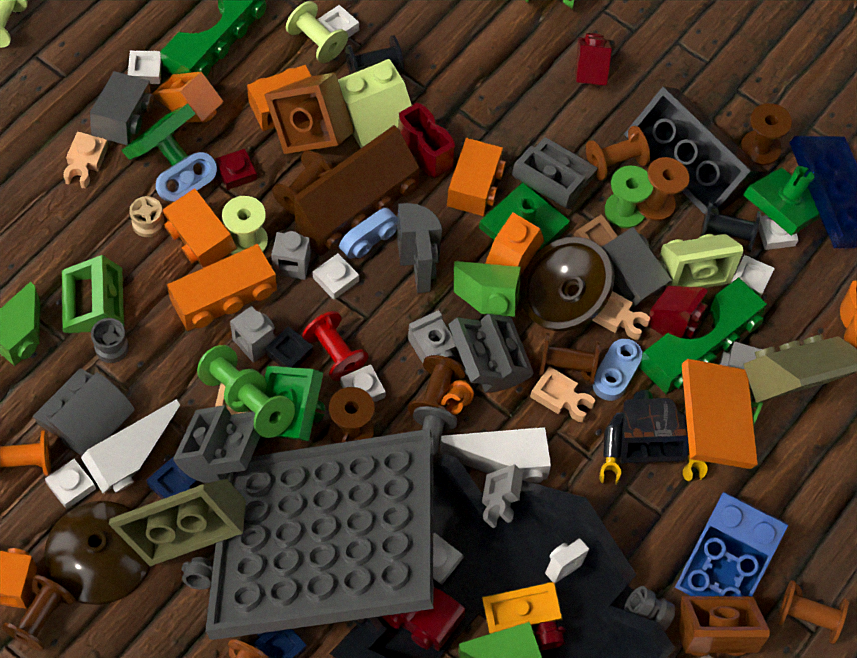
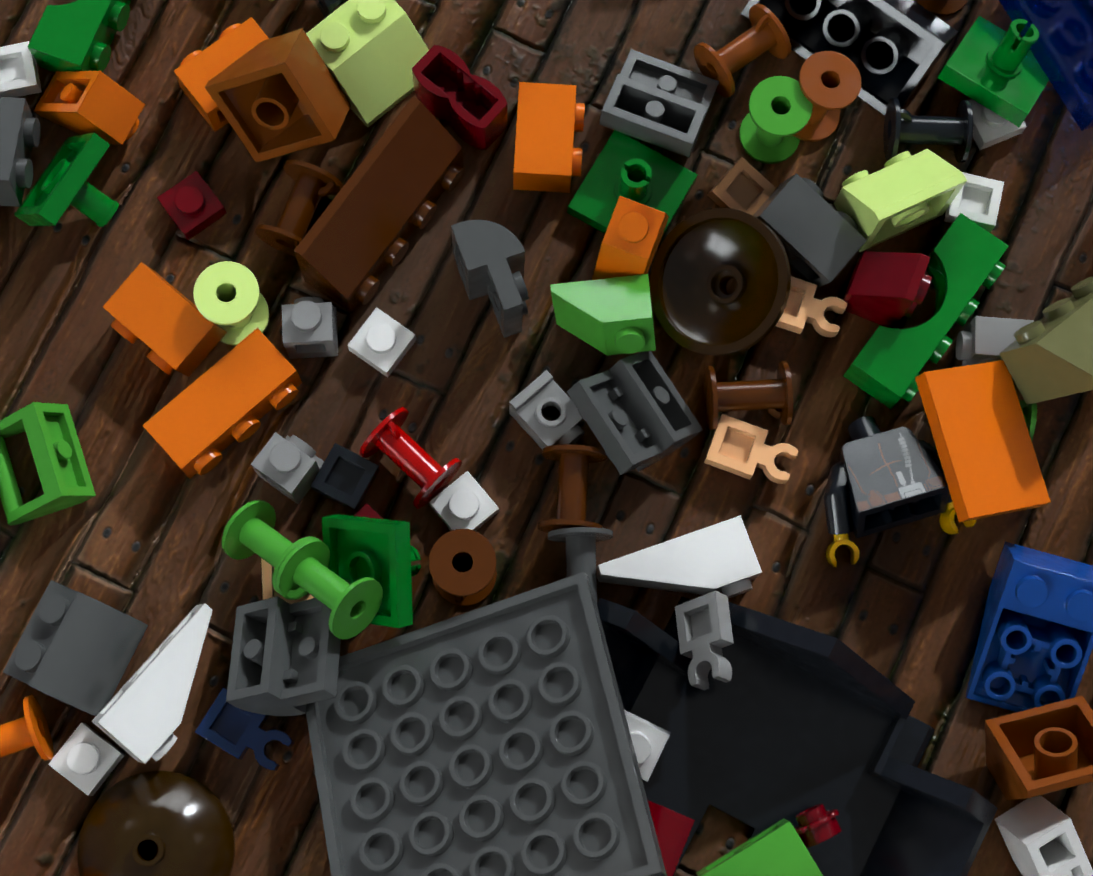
camera: 15 degrees left, 15 degrees up
(106, 333) = (75, 520): dark grey wheel -> none
(148, 209) = (75, 307): tan wheel -> none
(183, 522) = (266, 795): olive slope -> none
(184, 176) = (123, 242): light blue plate -> none
(197, 573) = (305, 849): dark grey plate -> none
(369, 232) = (403, 280): light blue plate -> none
(458, 395) = (604, 490): orange pin -> none
(525, 605) = (772, 795): light orange plate -> none
(566, 559) = (818, 713): white plate -> none
(618, 367) = (818, 388): light blue plate -> none
(645, 604) = (936, 748): dark grey wheel -> none

